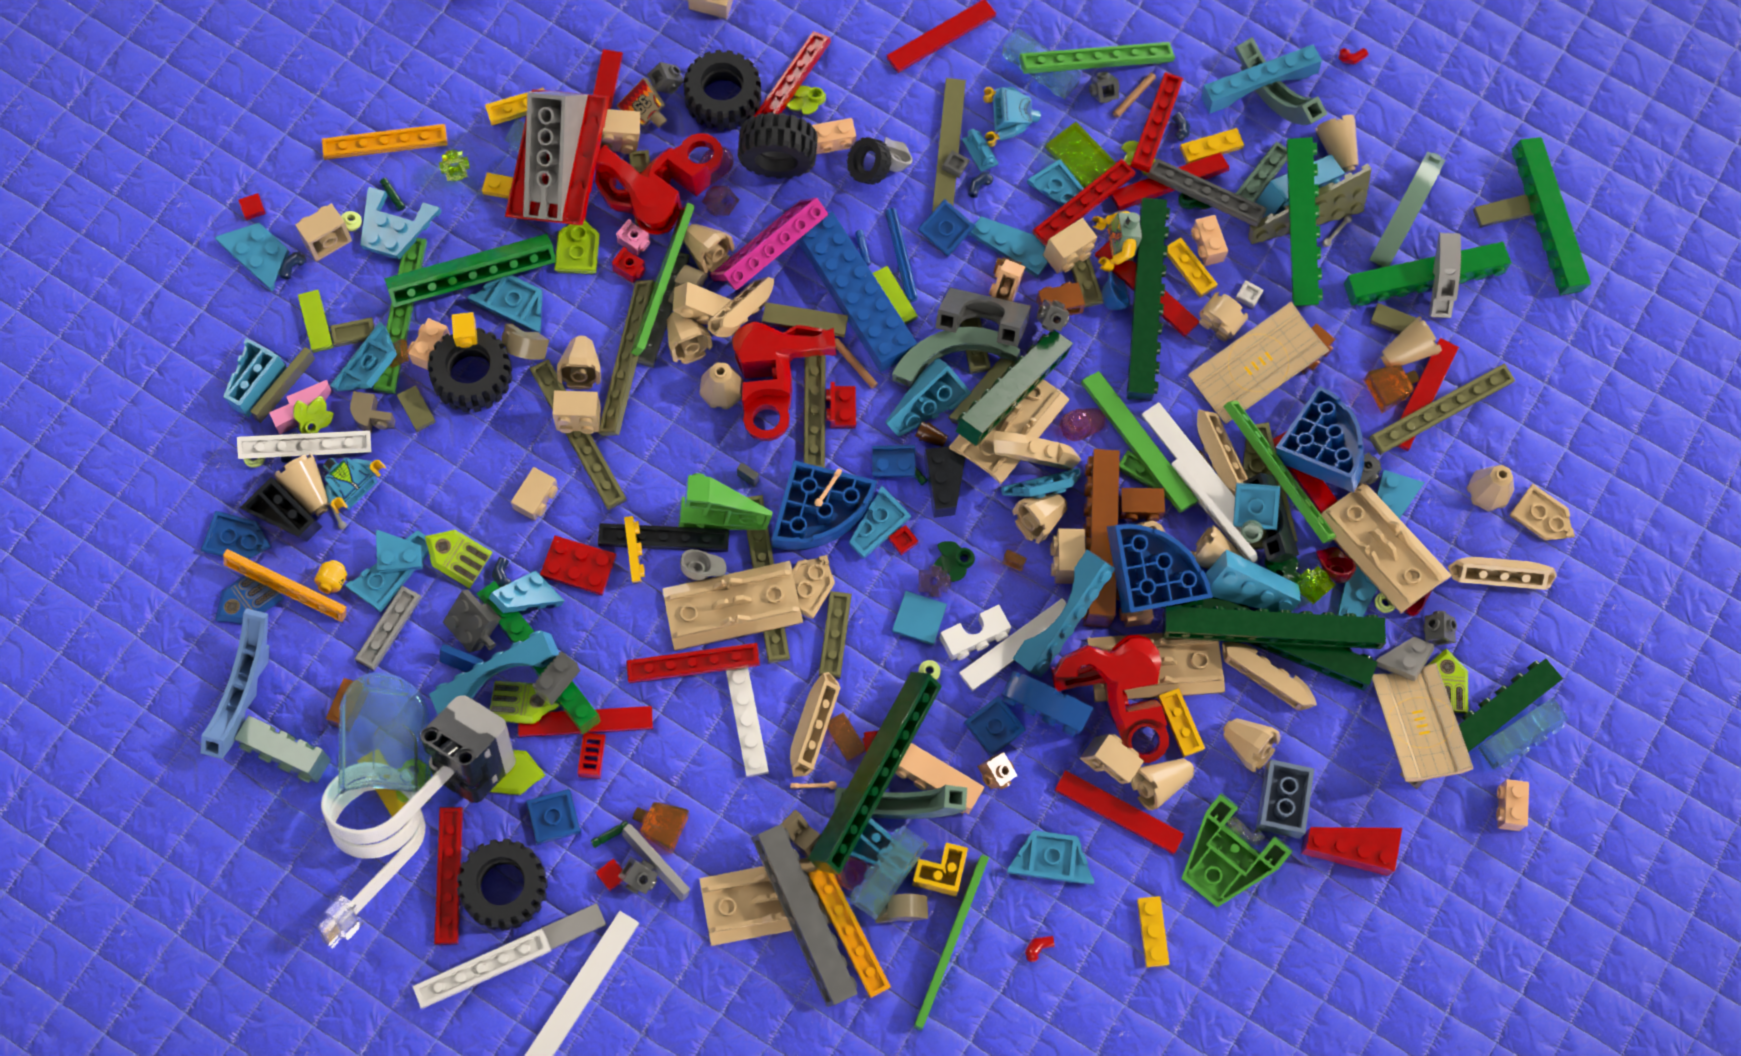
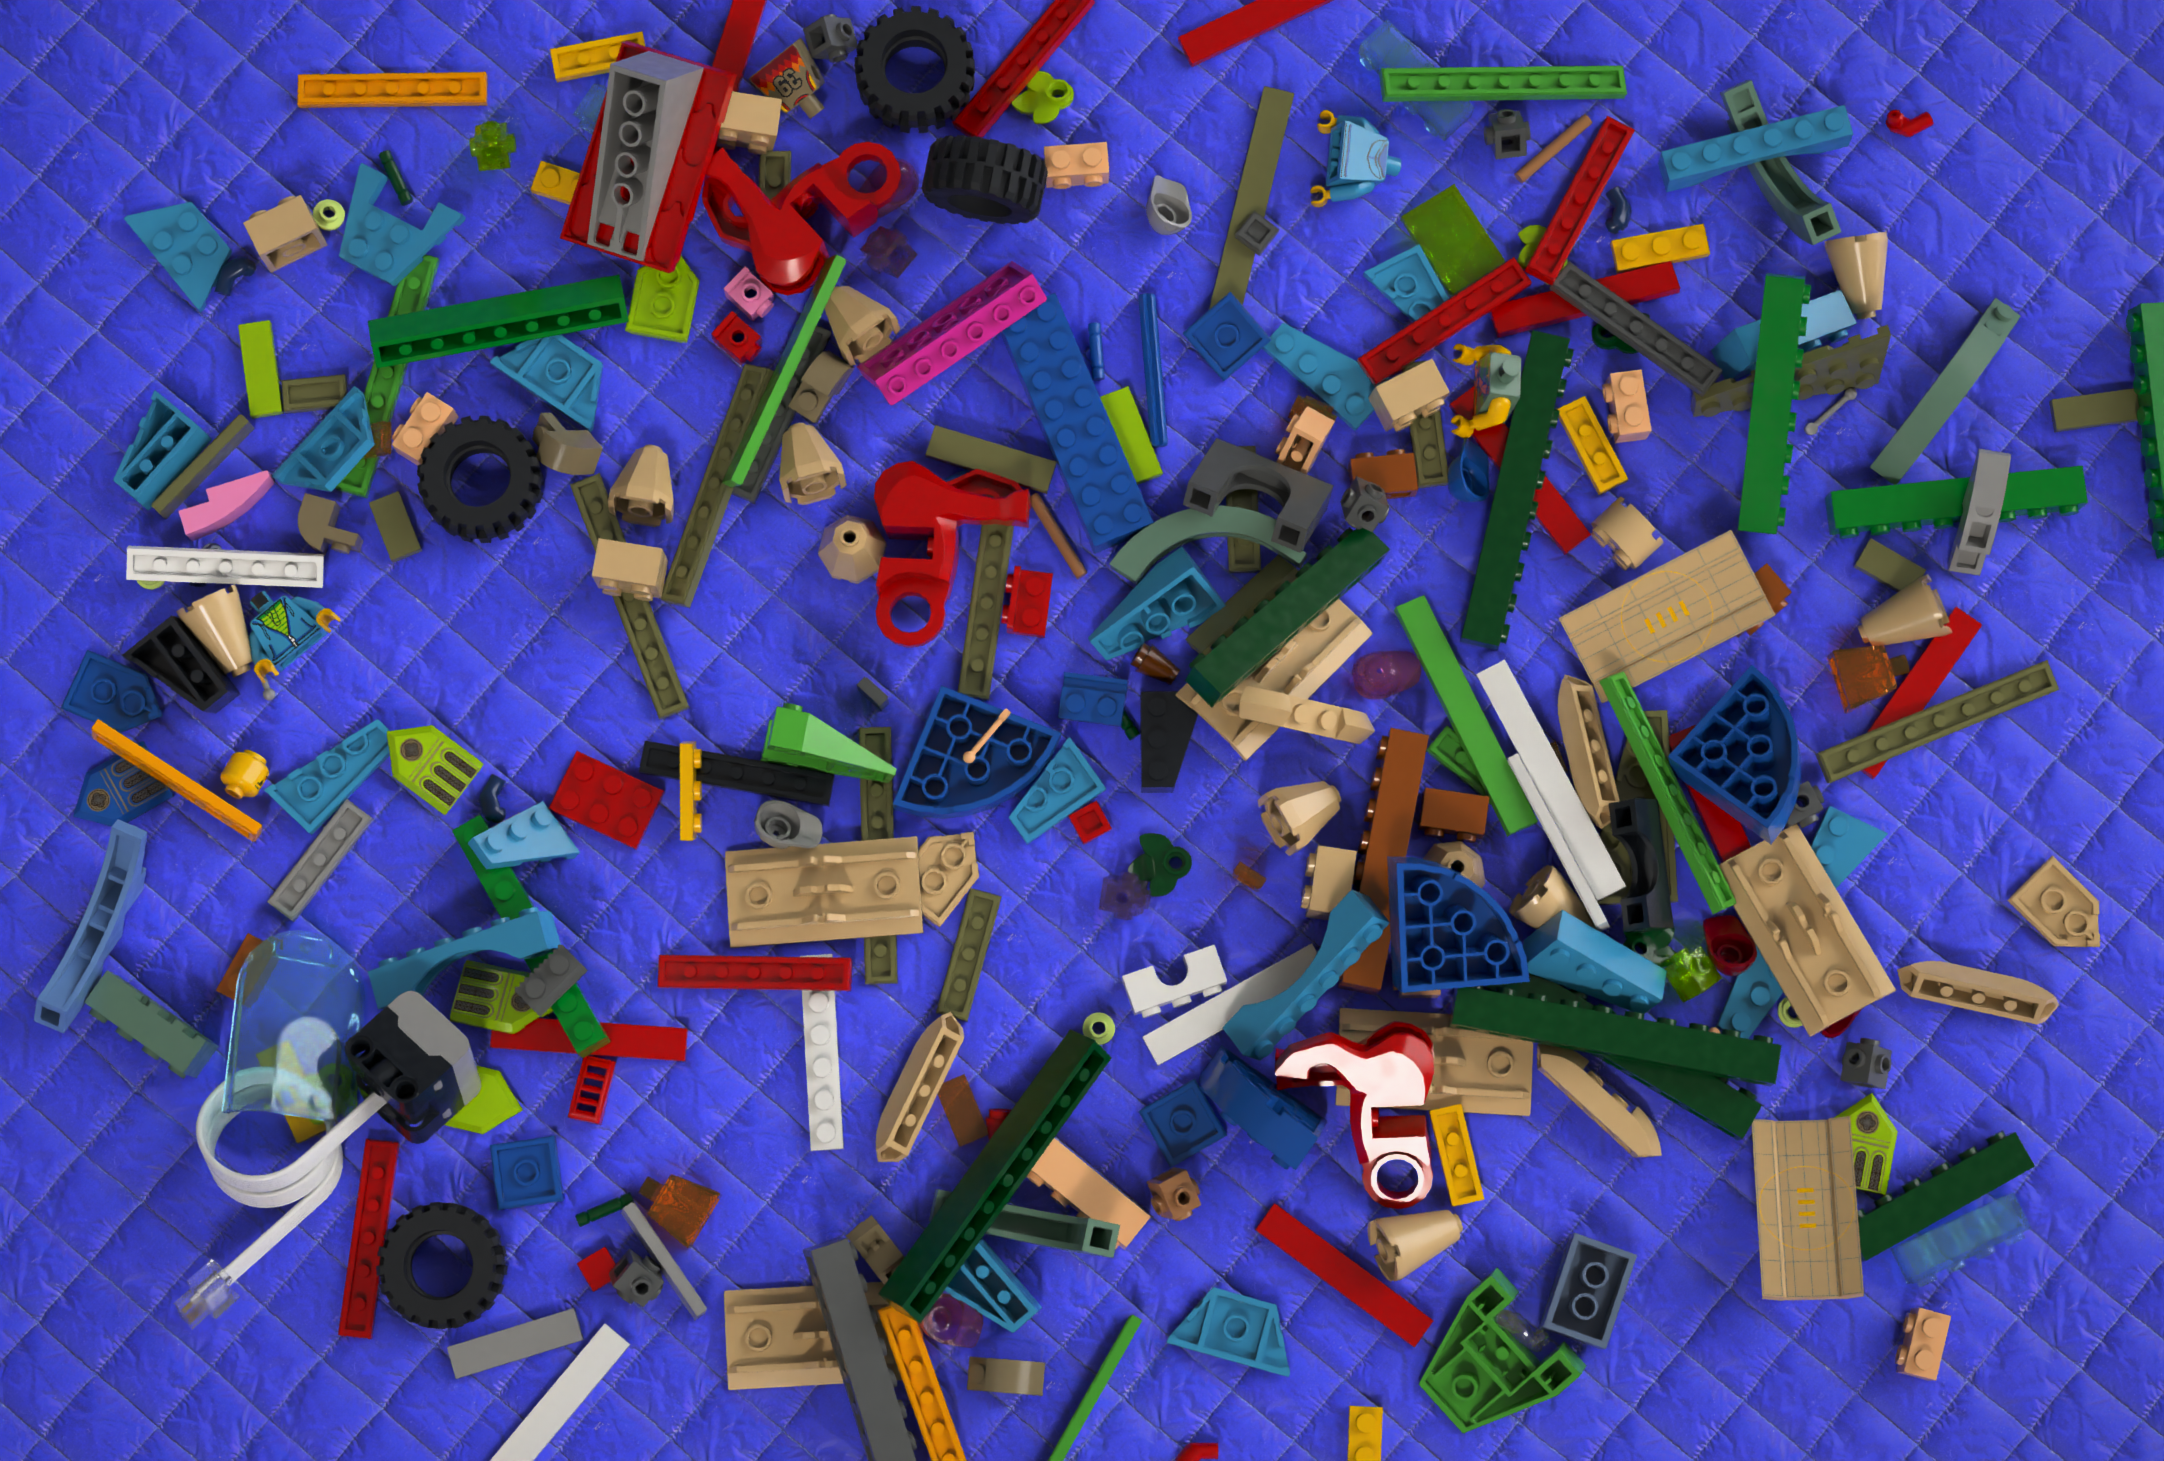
camera: 10 degrees right, 10 degrees up
(252, 206) = (183, 173): red tile -> none
(312, 413) = (245, 521): lime plate -> none
(397, 553) = (343, 752): dark azure wing -> none
(458, 658) = (417, 923): blue tile -> none
(464, 329) = (477, 424): yellow brick -> none
(472, 622) = (440, 872): dark grey plate -> none
(482, 968) = (400, 1381): white plate -> none
(534, 494) = (555, 684): tan brick -> none
(697, 302) = (841, 425): tan brick -> none
(738, 310) = (895, 433): tan brick -> none
(831, 785) = (933, 1179): light nougat hinge -> none
(856, 159) = (1104, 215): black tyre -> none
(888, 872) = (992, 1327): clear light blue brick -> none
(919, 618) = (1096, 945): dark azure tile -> none
(944, 876) = (1073, 1339): yellow brick -> none
(976, 182) = (1287, 264): dark blue arm -> none
(979, 150) = (1298, 214): dark azure hinge -> none
(1039, 486) = (1311, 767): dark azure wing -> none
(1110, 755) = (1337, 1192): tan brick -> none
(1249, 294) = (1675, 499): white tile -> none
(1251, 742) = (1553, 1199): tan cone -> none
(1252, 531) = (1607, 884): sand green tile -> none
(1257, 504) = (1620, 848): dark azure tile -> none
(1263, 173) = (1729, 306): sand green tile -> none
(1355, 847) = (1685, 1376): red wedge -> none
(1407, 658) = (1809, 1102): light grey wing -> none
(1491, 487) = (1987, 855): tan cone -> none

